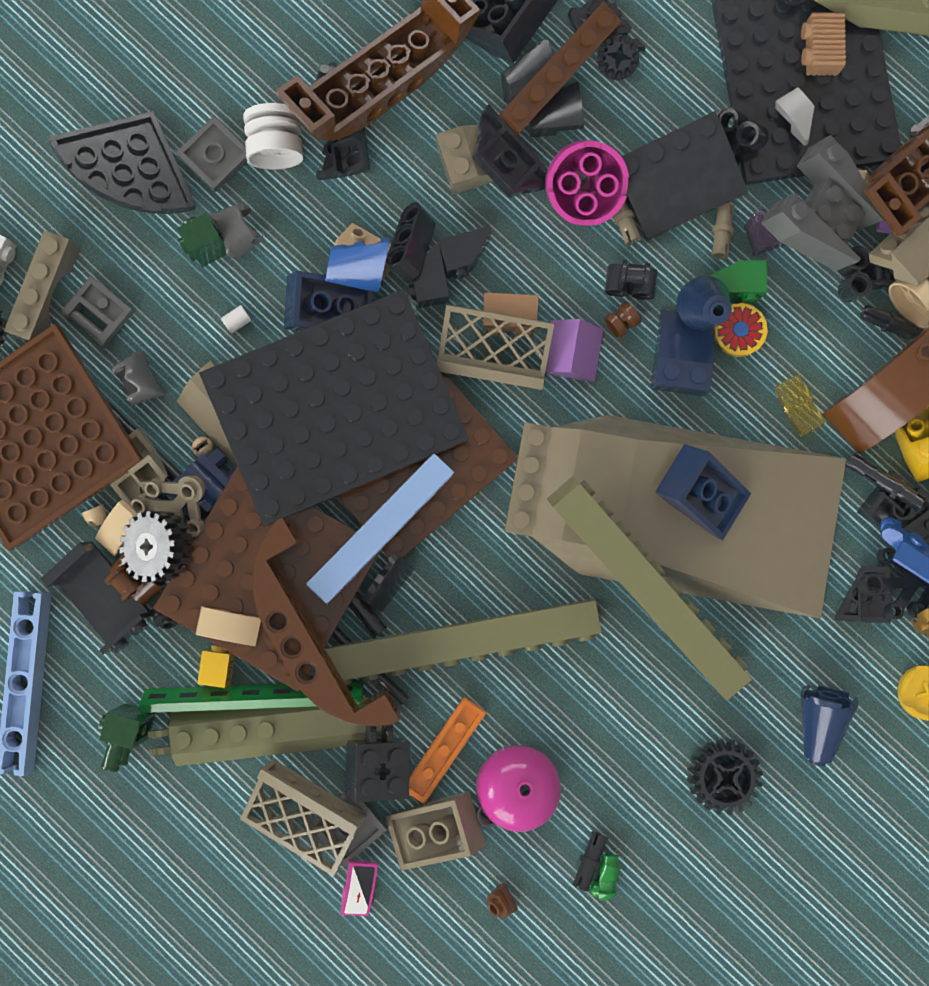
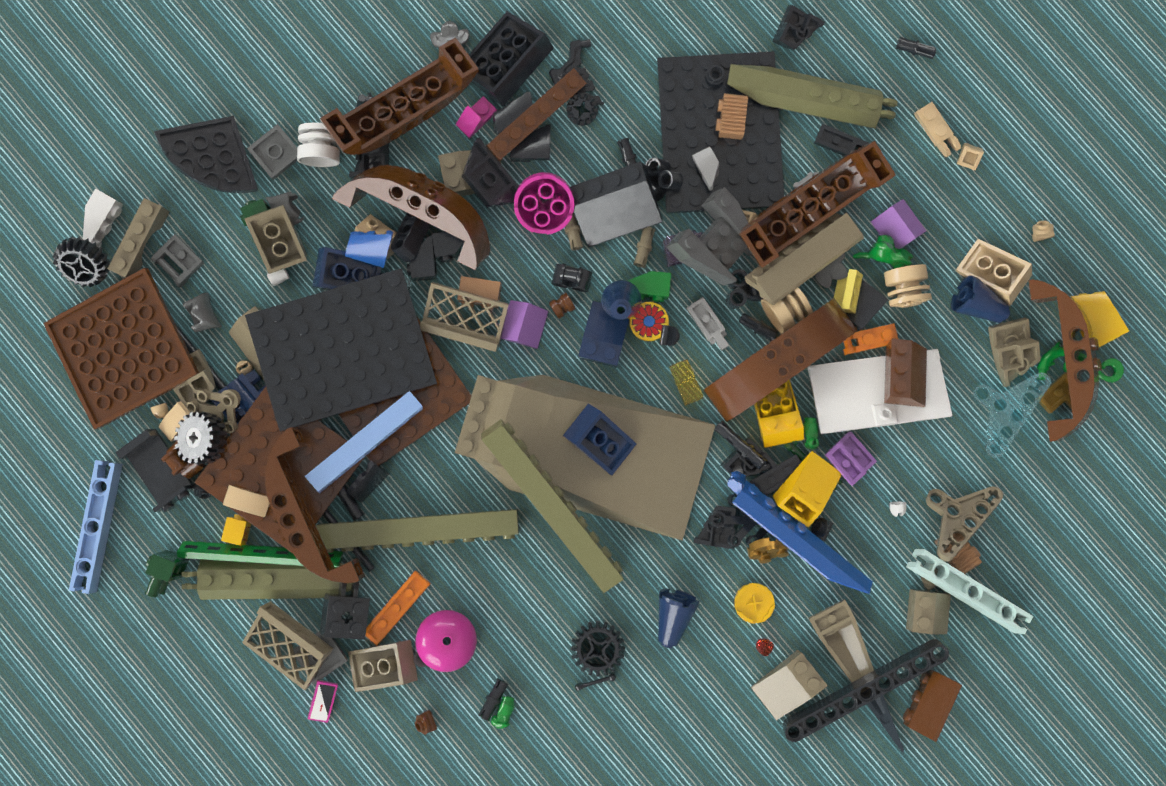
camera: 10 degrees right, 0 degrees up
(229, 266) = (276, 239): none -> dark tan slope
(425, 192) = (425, 200): none -> reddish brown slope
(477, 82) = (475, 117): none -> dark pink slope
(684, 107) = (627, 153): none -> black pin
(705, 830) = (611, 677): none -> black hinge
(771, 345) = (669, 335): none -> black plate
(821, 324) = (708, 323): none -> light grey hinge

